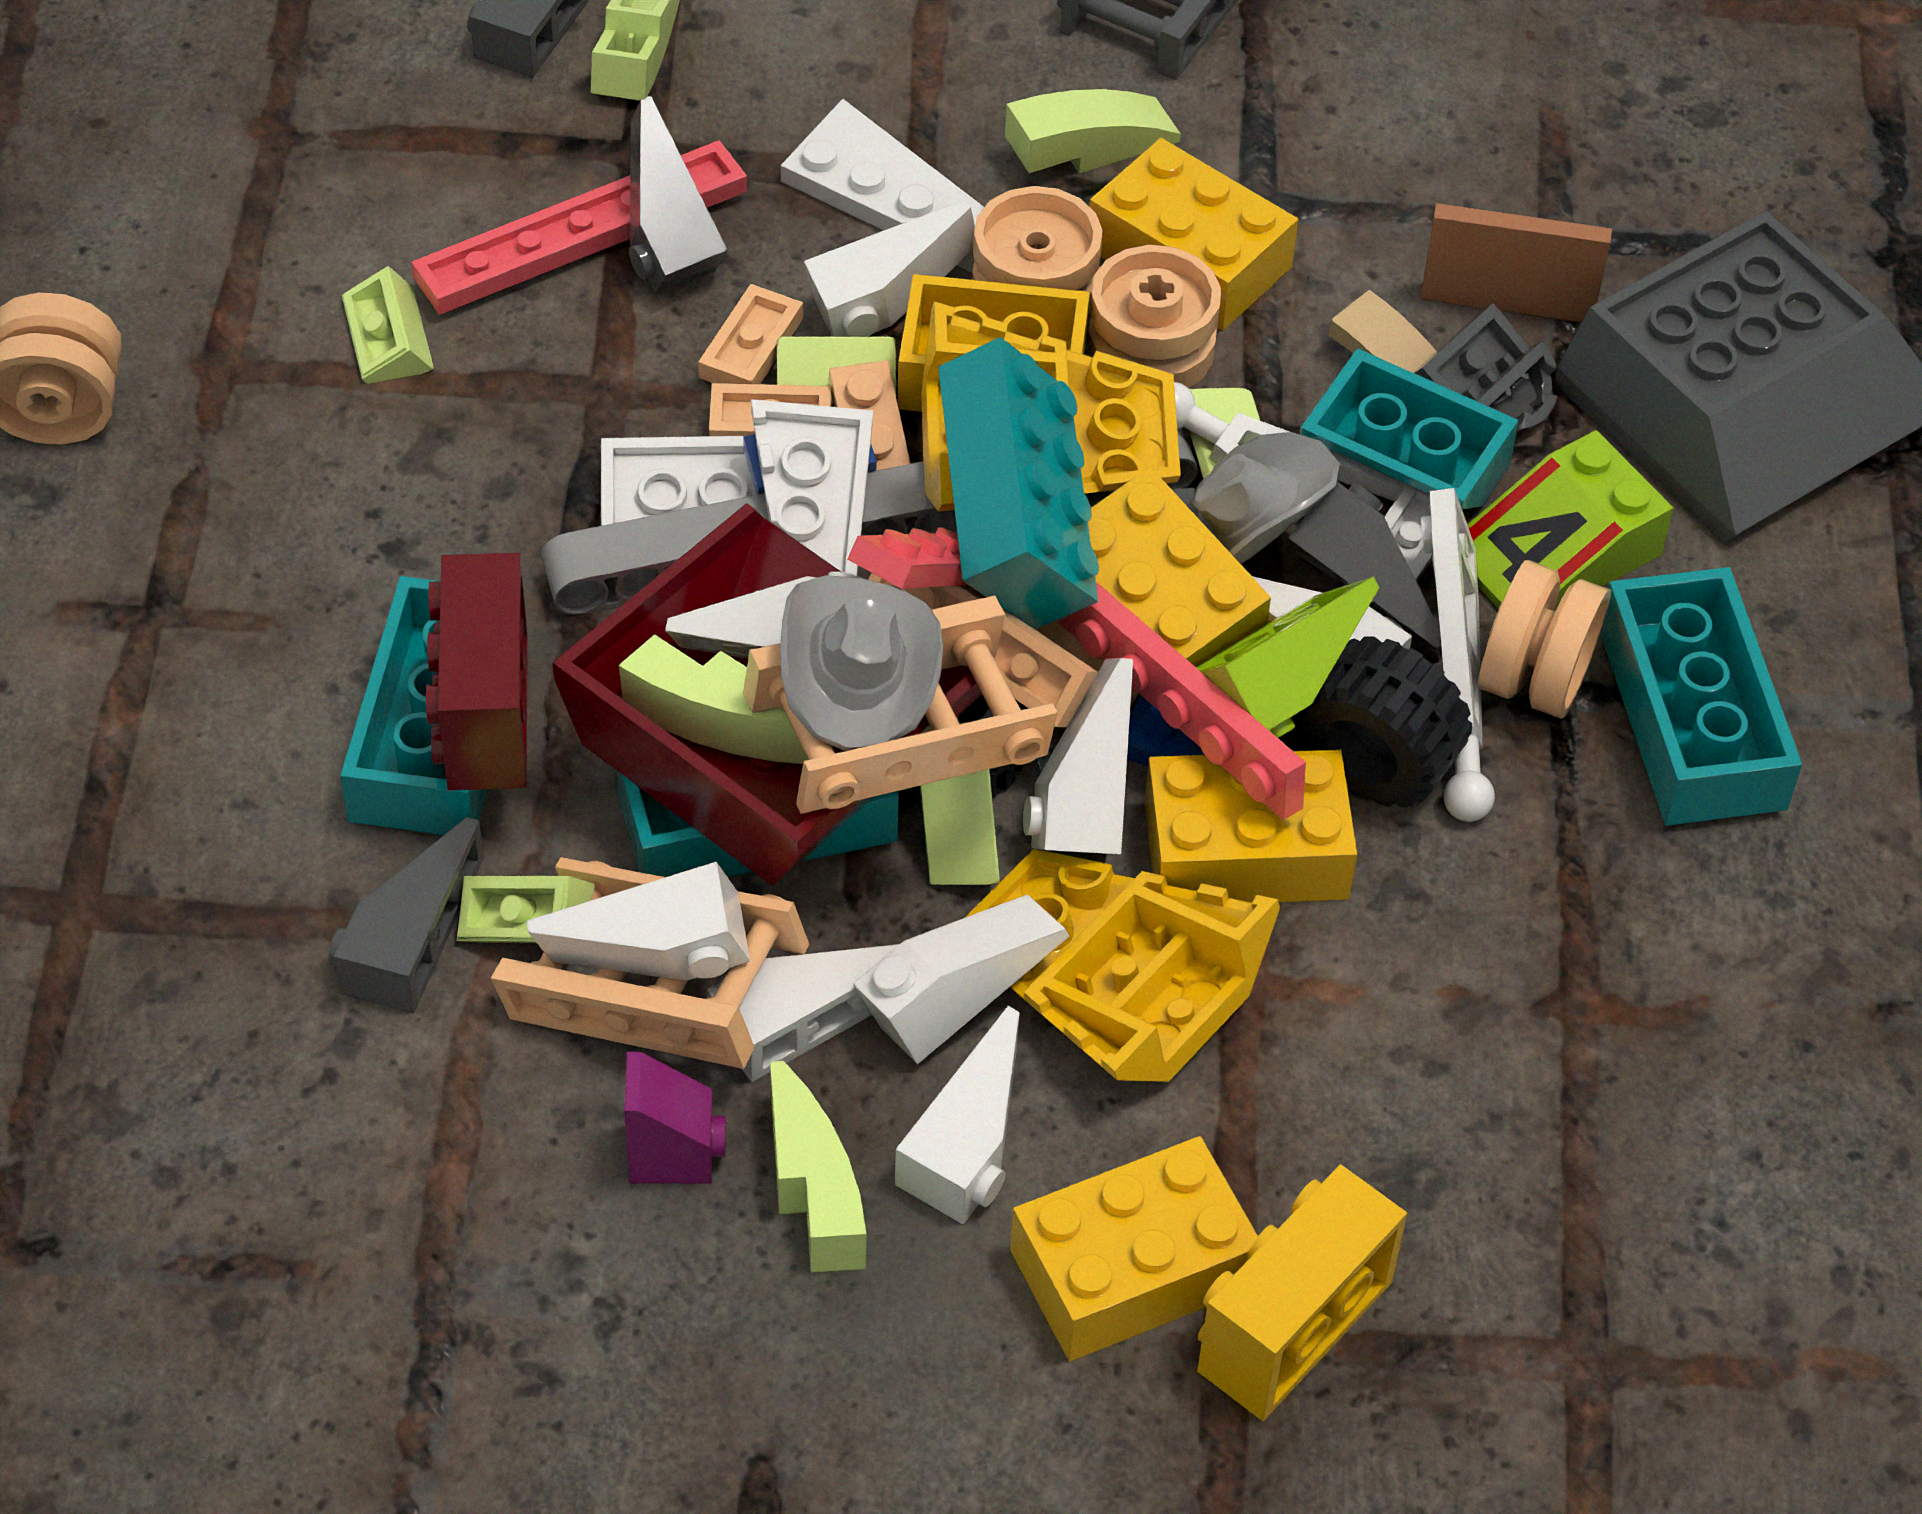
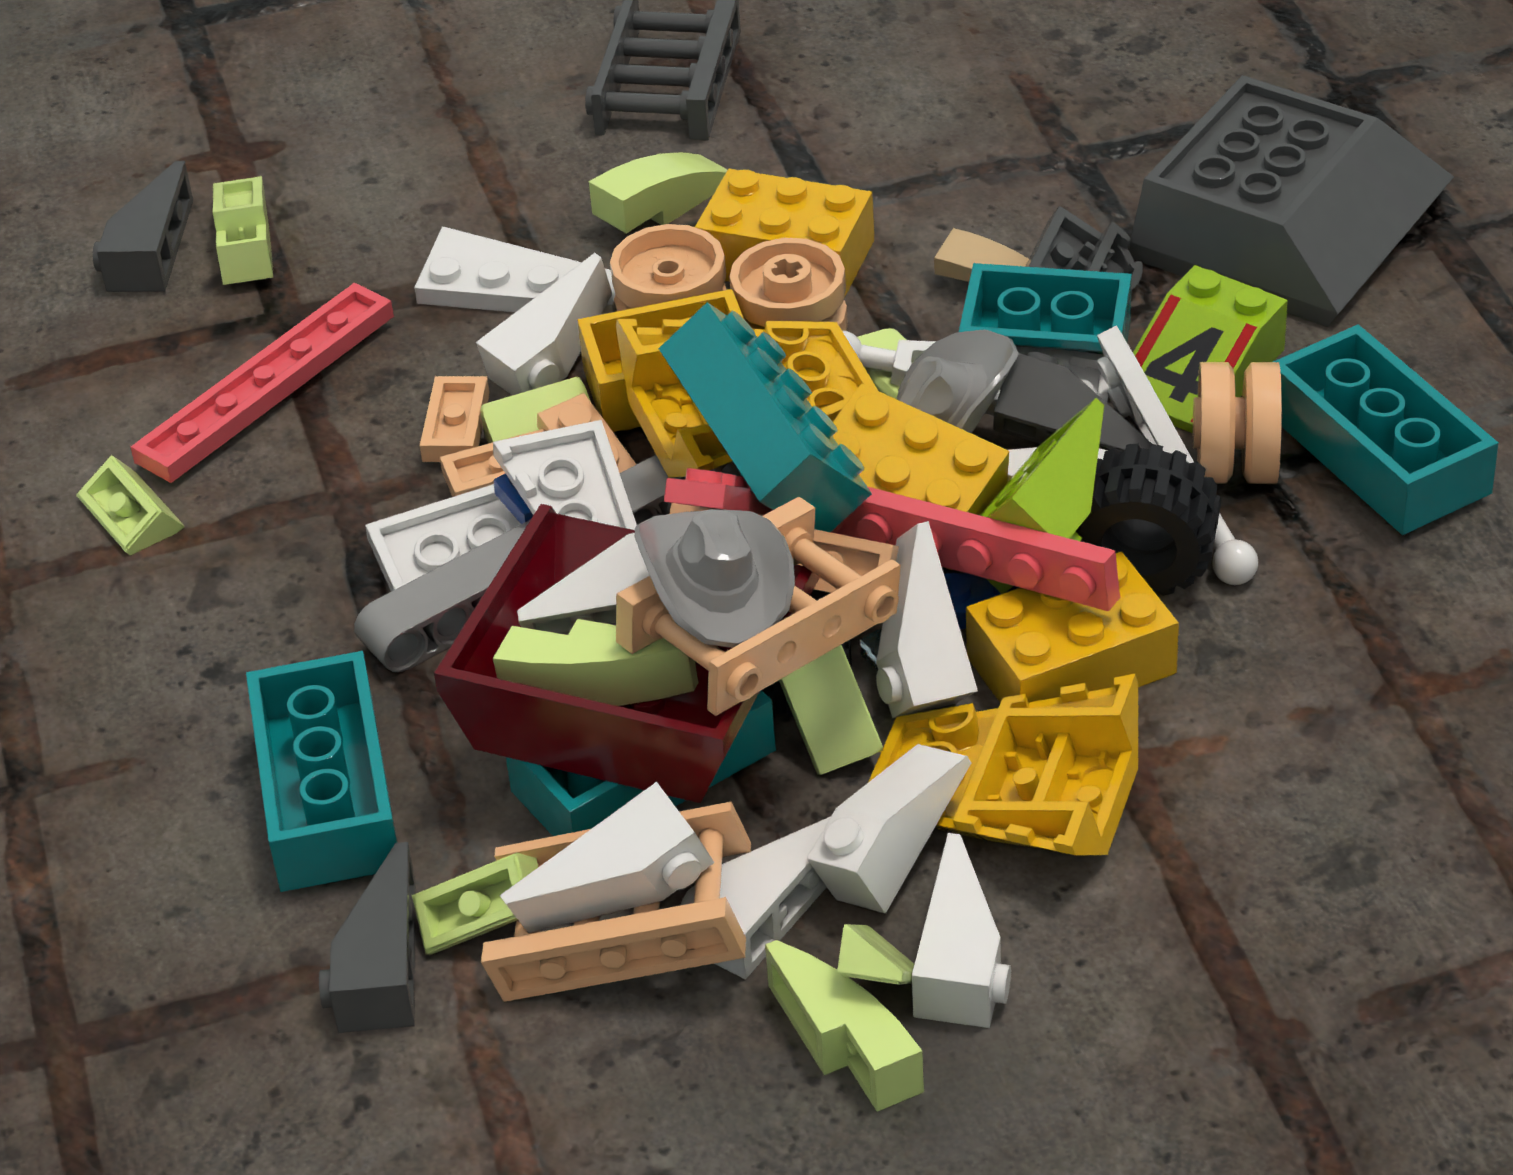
camera: 15 degrees left, 10 degrees down
(483, 671) = (367, 709): dark red brick -> none
(668, 219) = (342, 346): slope -> none
(669, 1124) = (698, 1028): magenta slope -> none
(867, 1114) = (871, 957): none -> yellowish green slope
(1130, 1246) = (1154, 988): yellow brick -> none
(1299, 1290) = (1315, 967): yellow brick -> none
(1514, 262) = (1076, 167): nougat tile -> none

